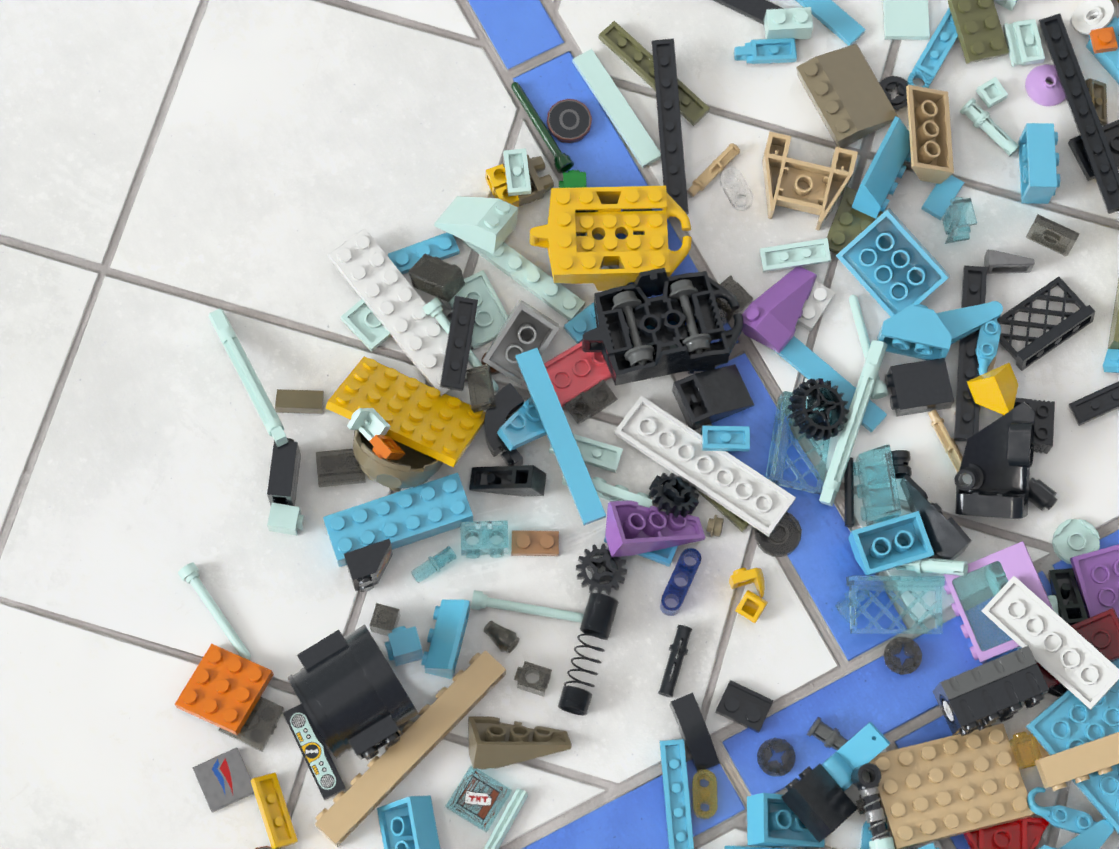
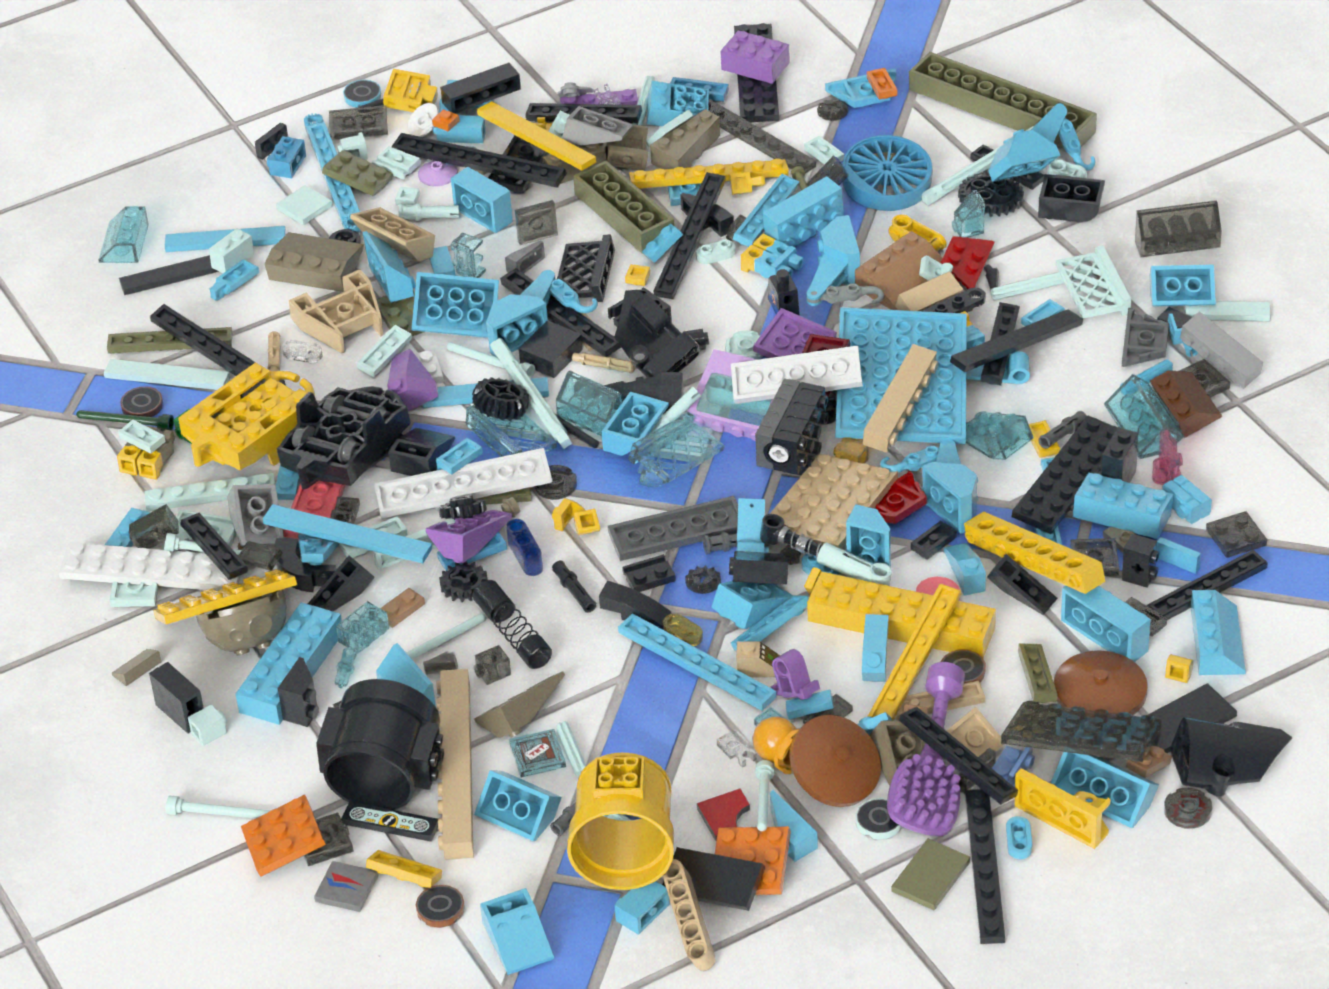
camera: 40 degrees left, 30 degrees down
(248, 376) = (80, 667): light aqua piece -> none
(338, 468) = (212, 671): clear smoke plate -> none
(368, 423) = (210, 600): light aqua bracket -> none
(386, 448) = (237, 594): orange plate -> none
(479, 221) = (146, 481): light aqua slope -> none
(811, 683) = (674, 528): none -> dark grey plate
(910, 649) = (714, 467): clear smoke gear -> none
(995, 389) = (598, 307): yellow slope -> none
(1075, 373) = (637, 275): none -> yellow plate

